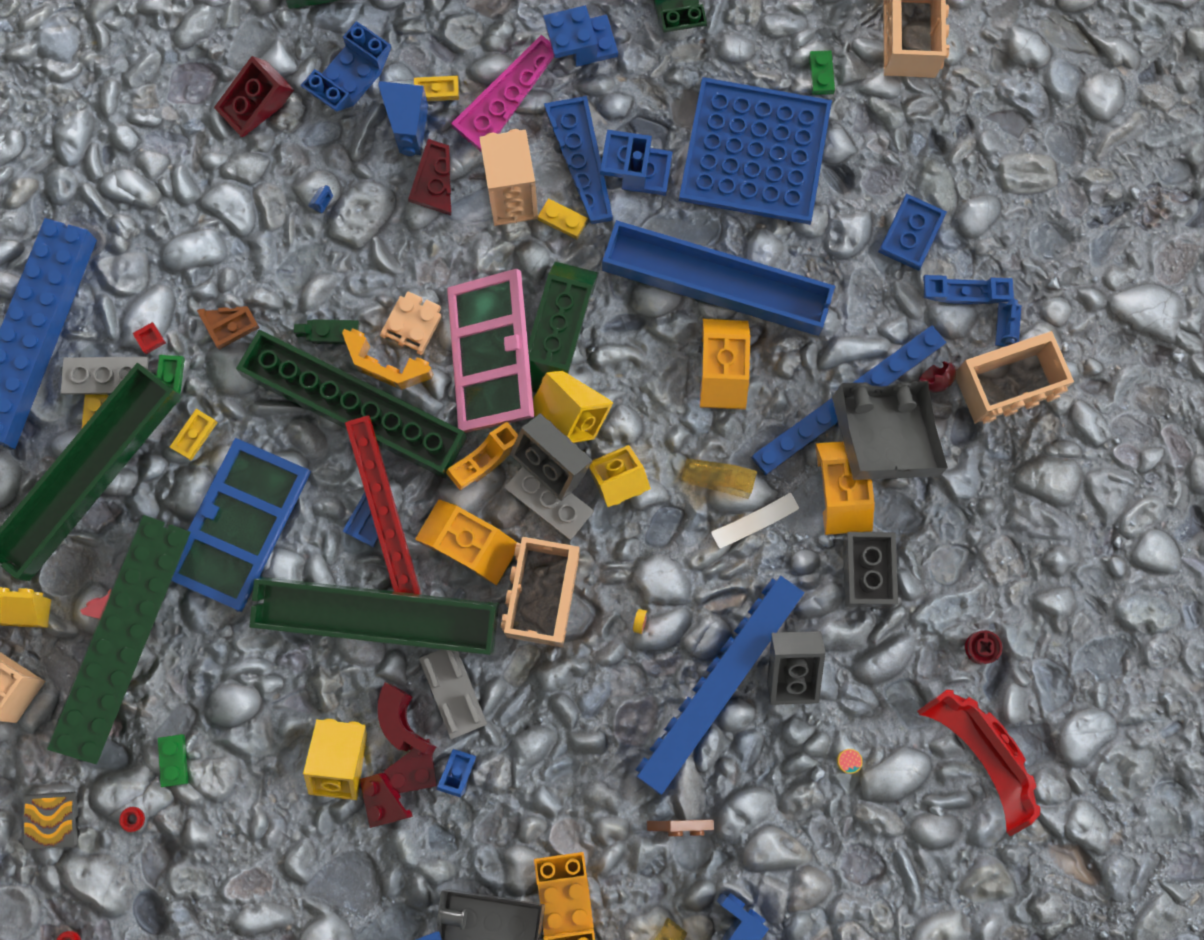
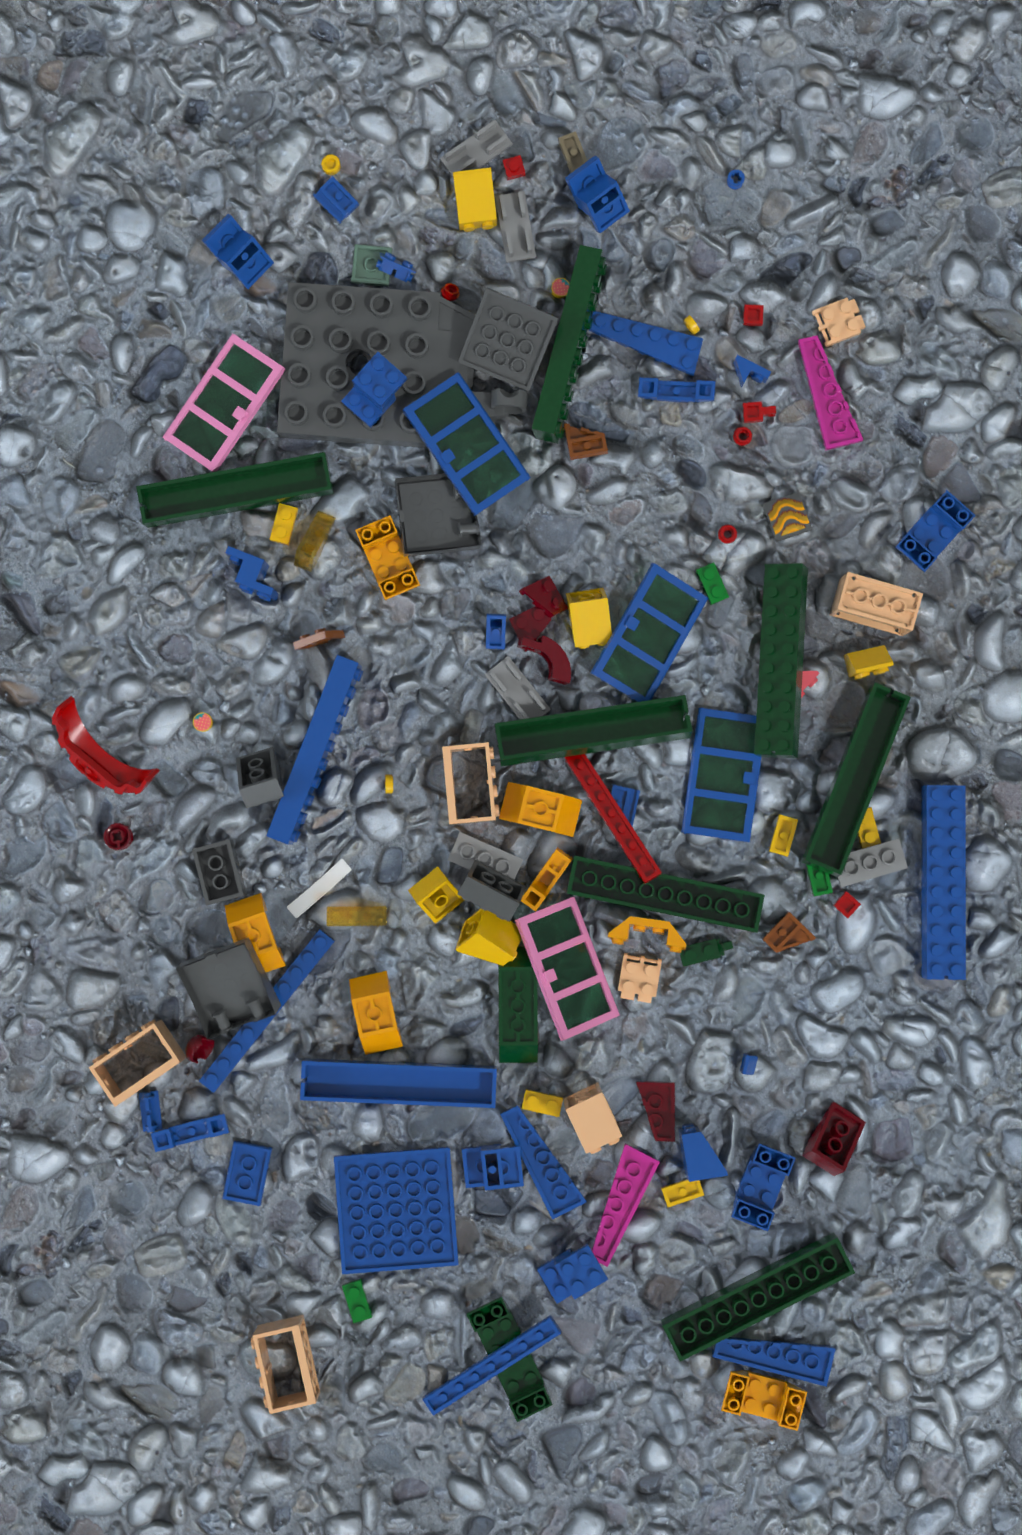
camera: 170 degrees right, 10 degrees up
(269, 717) = (649, 634): none -> door

